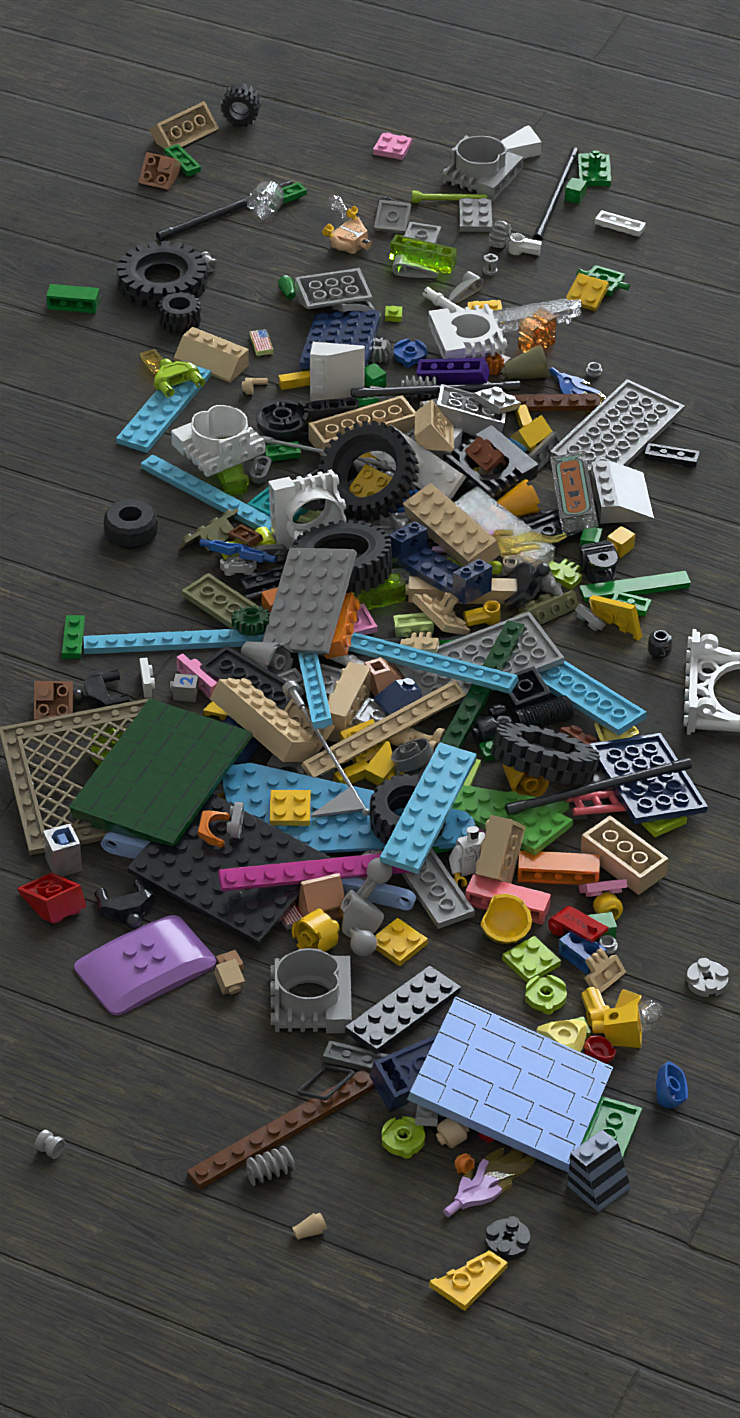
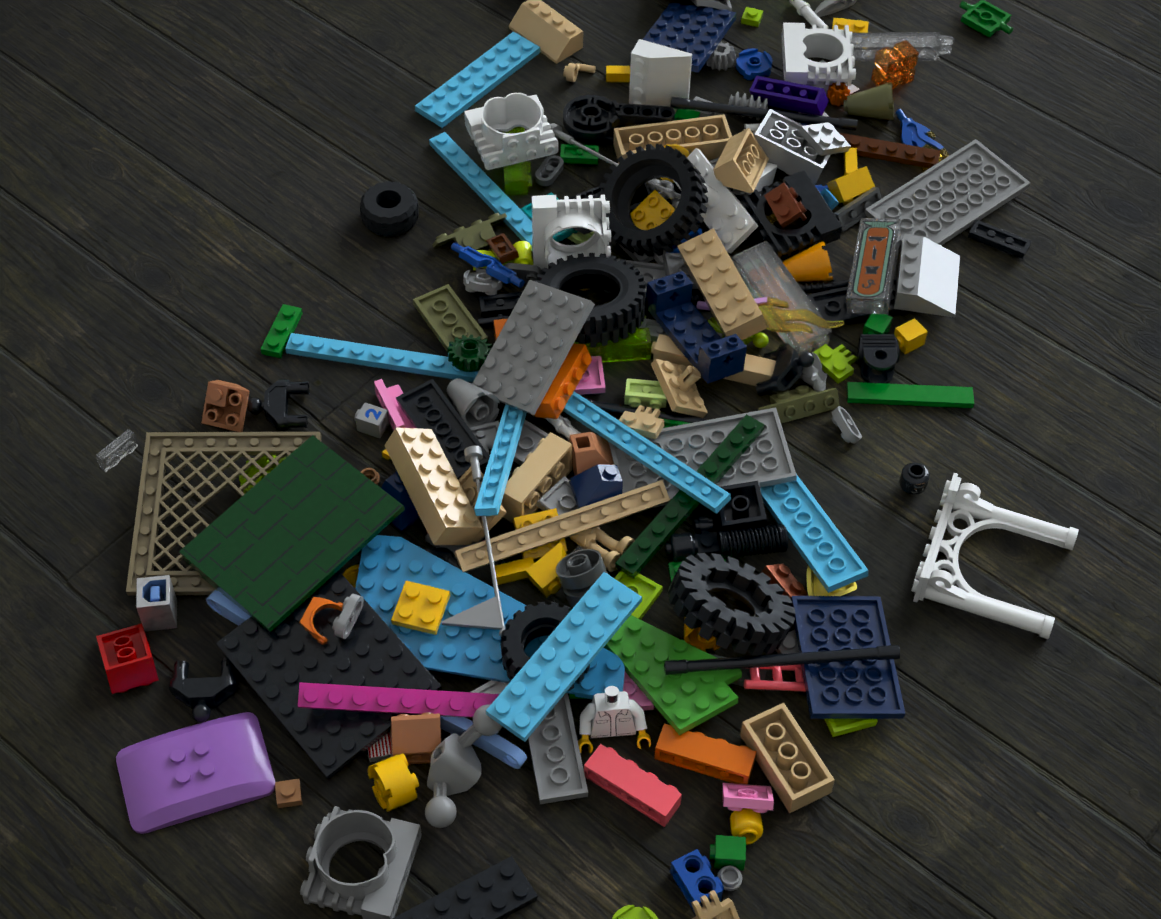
camera: 15 degrees right, 10 degrees up
(147, 682) = (335, 402): white plate -> none
(151, 360) = (486, 28): clear yellow plate -> none
(174, 374) = (495, 45): lime connector -> none
(229, 977) = (276, 818): tan brick -> none
(261, 342) = (603, 24): tile -> none
(374, 376) = (705, 85): green brick -> none
(399, 942) = (488, 812): yellow plate -> none
(488, 614) = (734, 396): yellow piece -> none
(500, 849) = (638, 723): tan slope -> none
(506, 919) = (617, 818): yellow cylinder -> none
(509, 564) = (776, 339): light grey wheel -> none
(531, 959) = (634, 876): lime plate -> none
(576, 922) = (700, 845): red door -> none
(588, 290) = (965, 28): yellow plate -> none
(594, 369) = (944, 120): light grey plate -> none
(617, 612) = (878, 427): yellow wing -> none
(642, 604) = (897, 416): plate -> none

